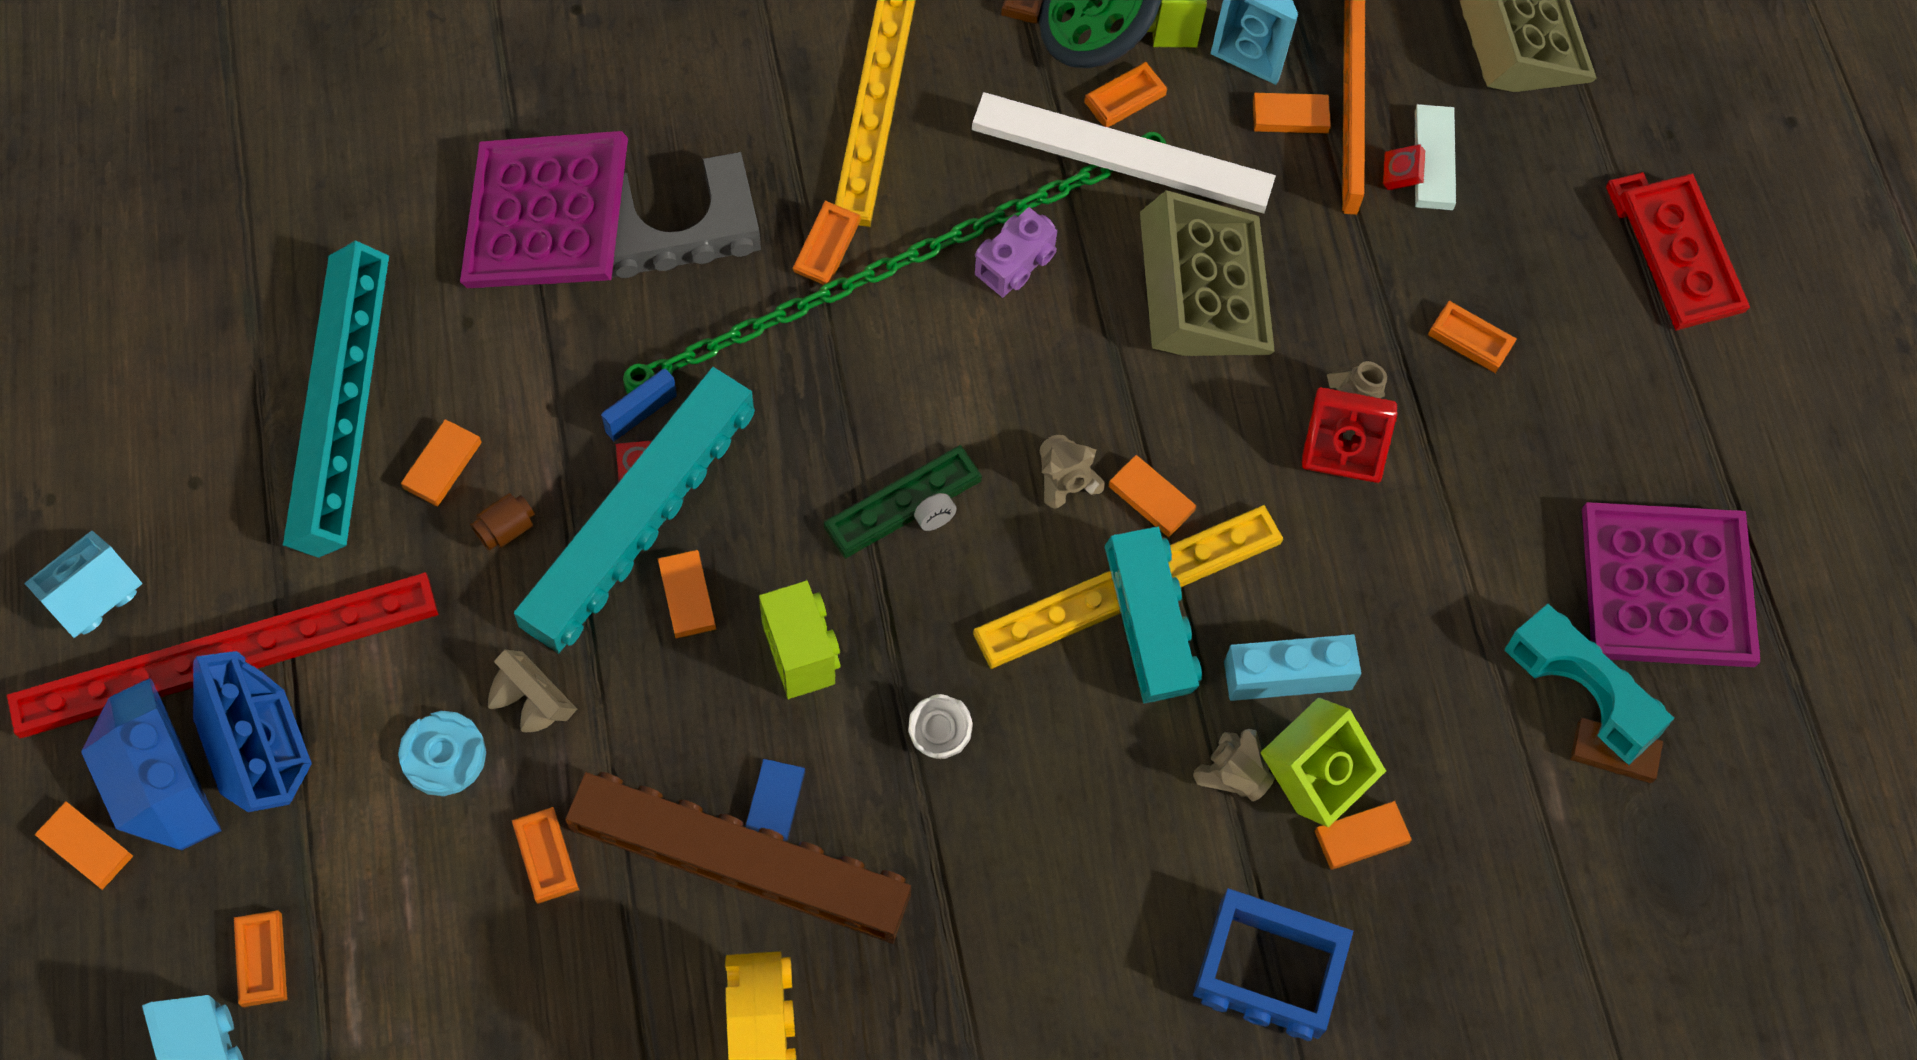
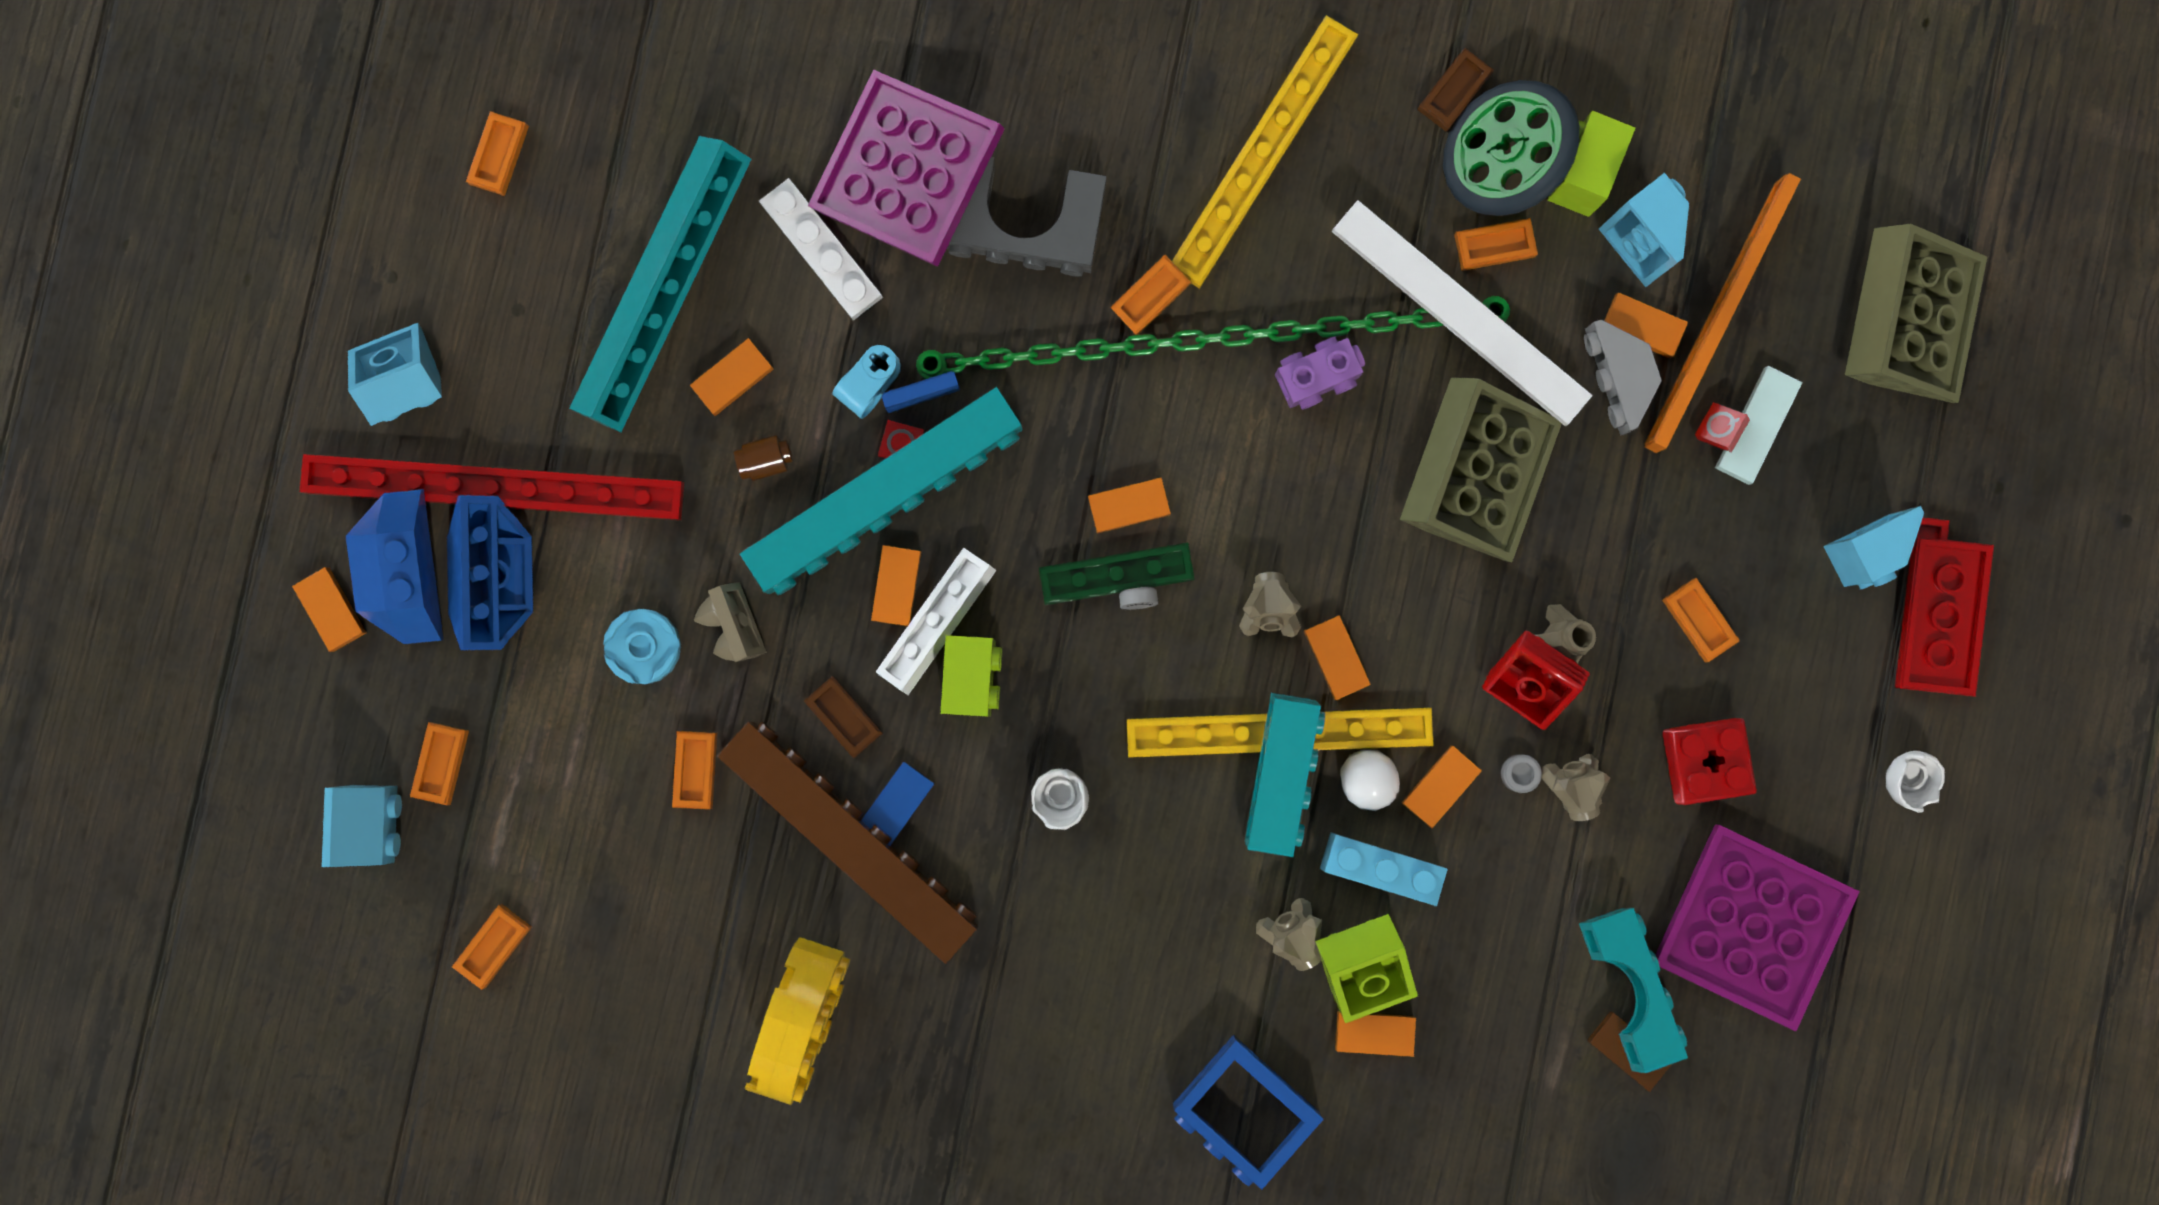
camera: 30 degrees right, 20 degrees up
(125, 347) = (497, 153): none -> orange tile
(488, 318) = (821, 249): none -> white plate
(579, 417) = (864, 384): none -> medium azure piece
(683, 740) = (843, 717): none -> reddish brown tile
(740, 609) = (935, 620): none -> white plate
(887, 434) = (1129, 505): none -> orange tile
(1238, 594) = (1369, 779): none -> white hair
(1293, 152) = (1624, 372): none -> light grey slope
(1309, 574) = (1441, 786): none -> orange tile
(1378, 534) = (1521, 773): none -> light grey tile
(1438, 520) = (1578, 786): none -> dark tan rock
(1546, 475) = (1730, 775): none -> red brick
(1592, 211) = (1876, 550): none -> medium azure slope
(1738, 394) = (1915, 780): none -> white hair

